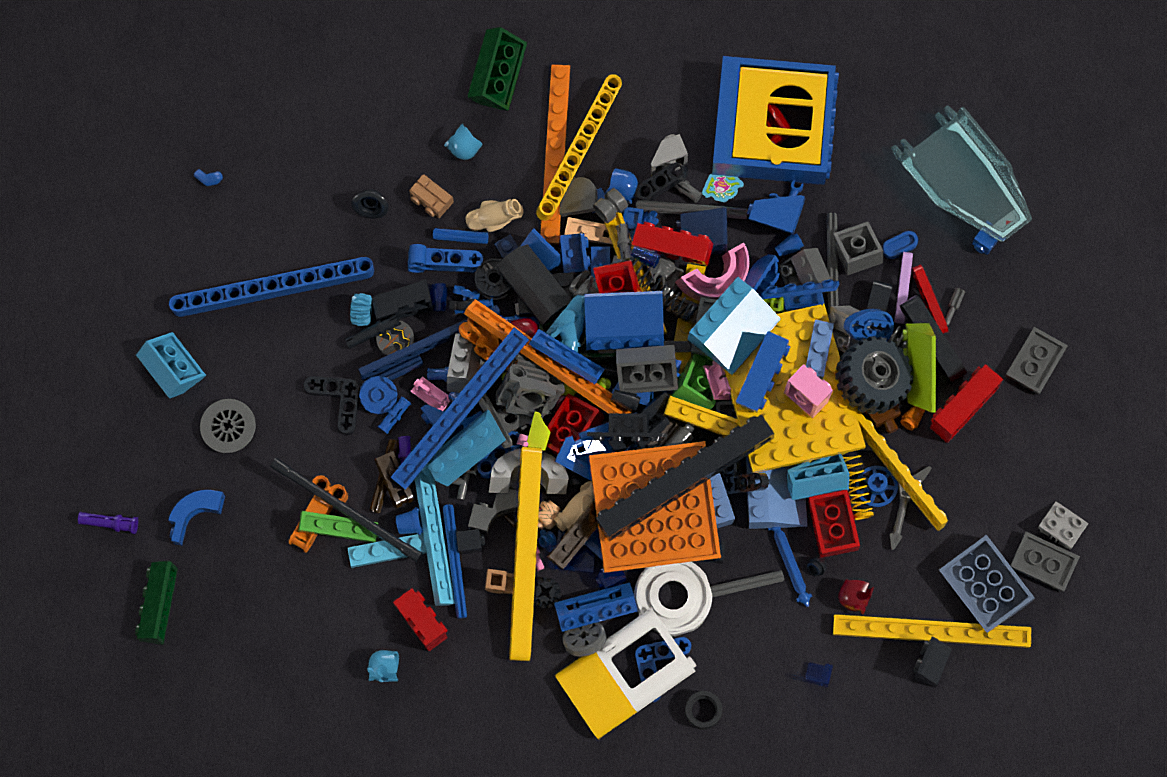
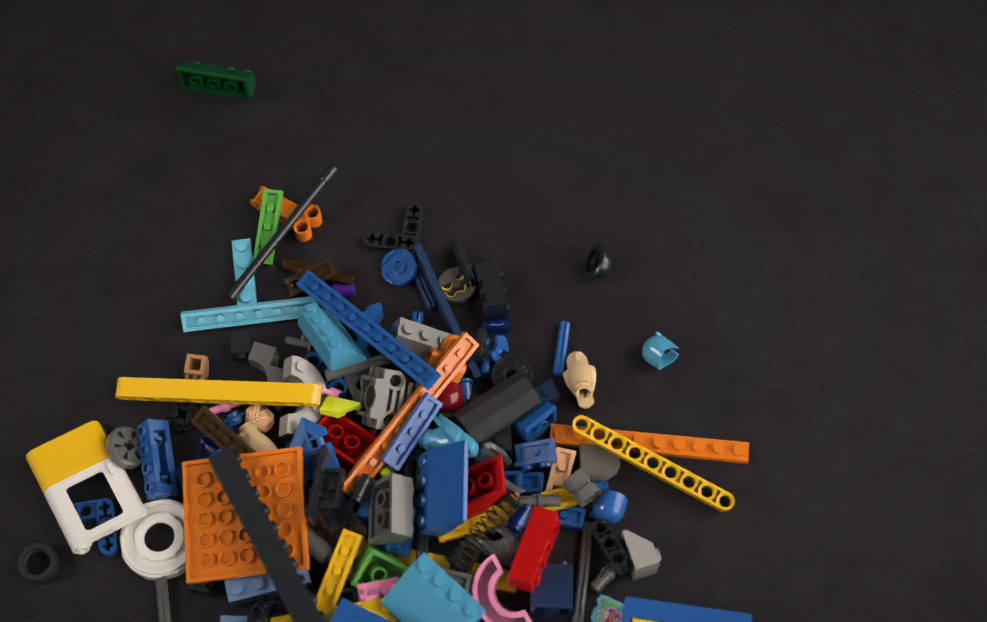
camera: 90 degrees right, 10 degrees down
(117, 523) = (297, 49): dark purple pin -> none
(170, 364) = (443, 91): dark azure slope -> none
(189, 506) = (300, 101): blue arch -> none
(208, 179) = (627, 125): blue arm -> none
(219, 408) = (374, 123): dark grey piece -> none
(263, 283) = (515, 184): blue beam -> none
(361, 309) = (485, 250): dark azure gear -> none
(383, 666) = (128, 265): dark azure helmet -> none
(394, 415) = (378, 282): blue pin -> none
(409, 522) = (266, 290): blue piece -> none
(420, 259) = (534, 309): blue piece -> none
(421, 619) = (168, 299): red wedge -> none
(430, 196) = (603, 320): medium nougat brick -> none
(430, 394) = (400, 309): bright pink hinge -> none
(454, 559) = (223, 333): blue axle -> none
(497, 69) = (743, 388): dark green slope -> none
(650, 217) = (570, 534): blue plant -> none

